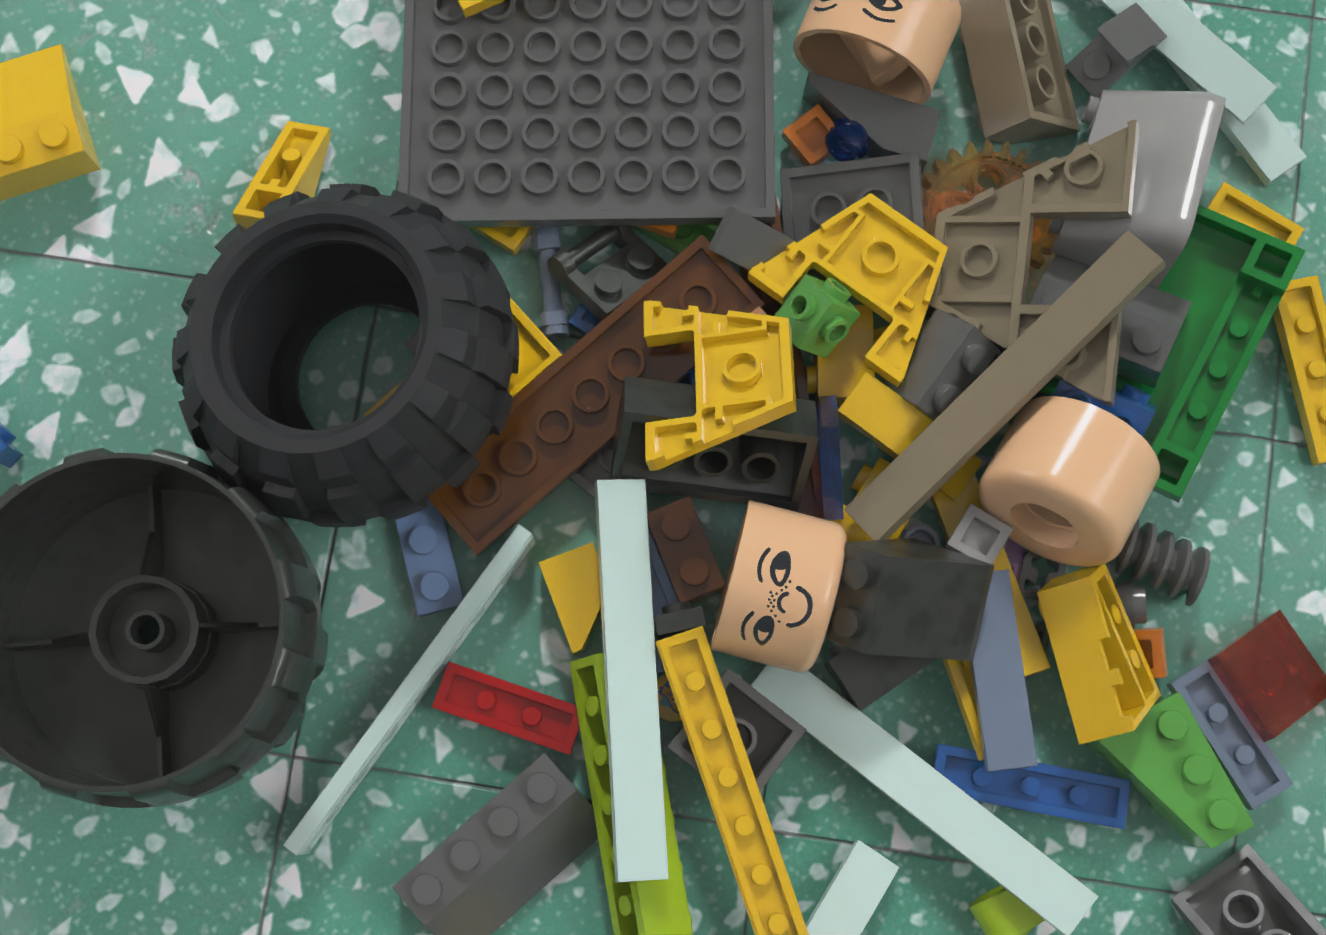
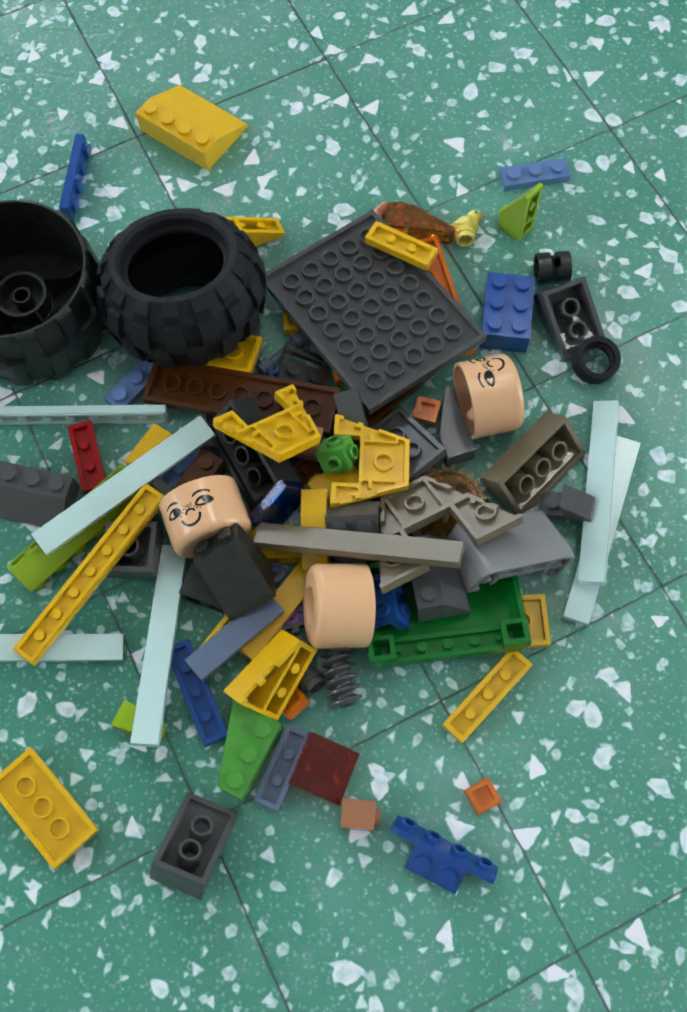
camera: 60 degrees right, 10 degrees down
(847, 140) = (432, 420): clear blue plate -> none
(979, 535) = (290, 589): light grey plate -> none

